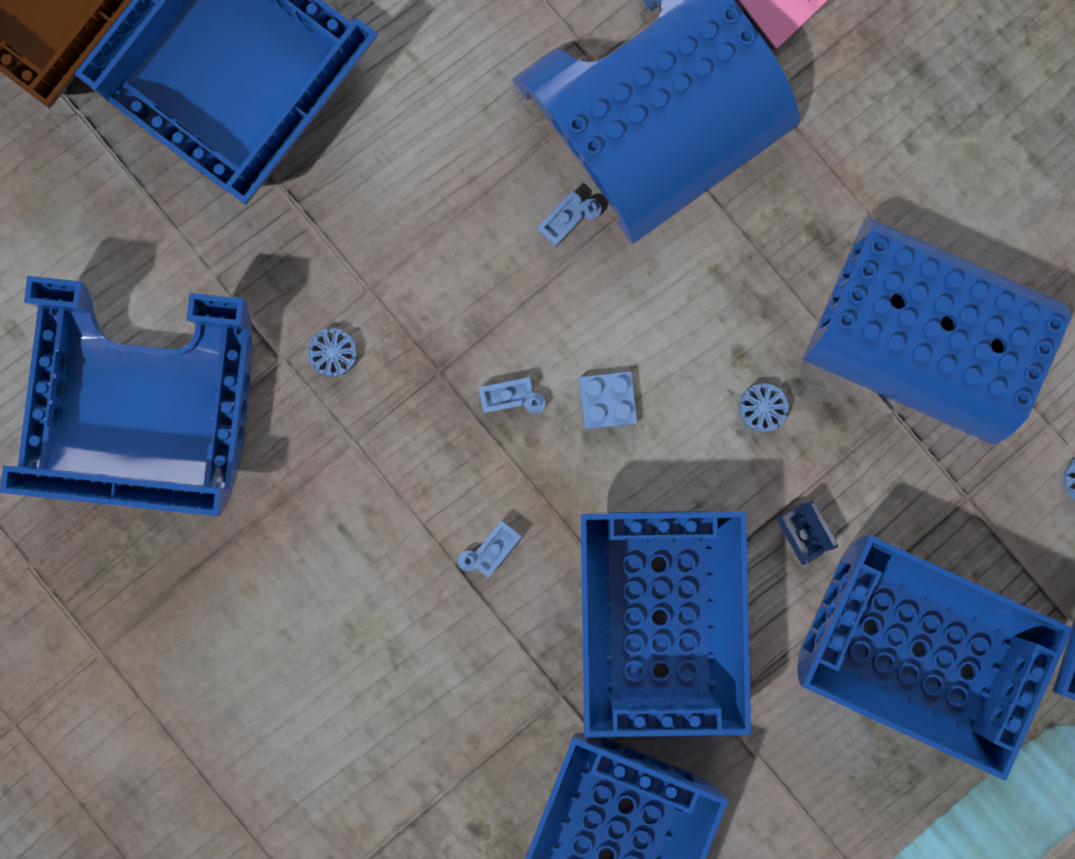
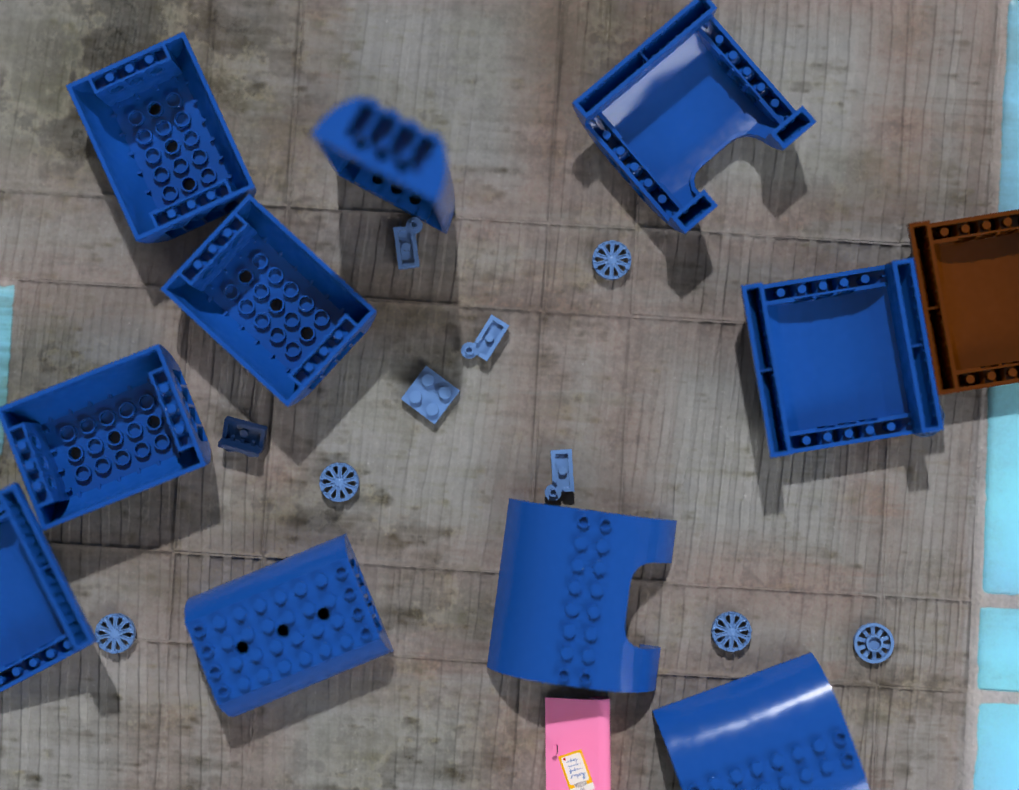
camera: 135 degrees right, 0 degrees up
(424, 659) = (373, 142): none -> blue slope

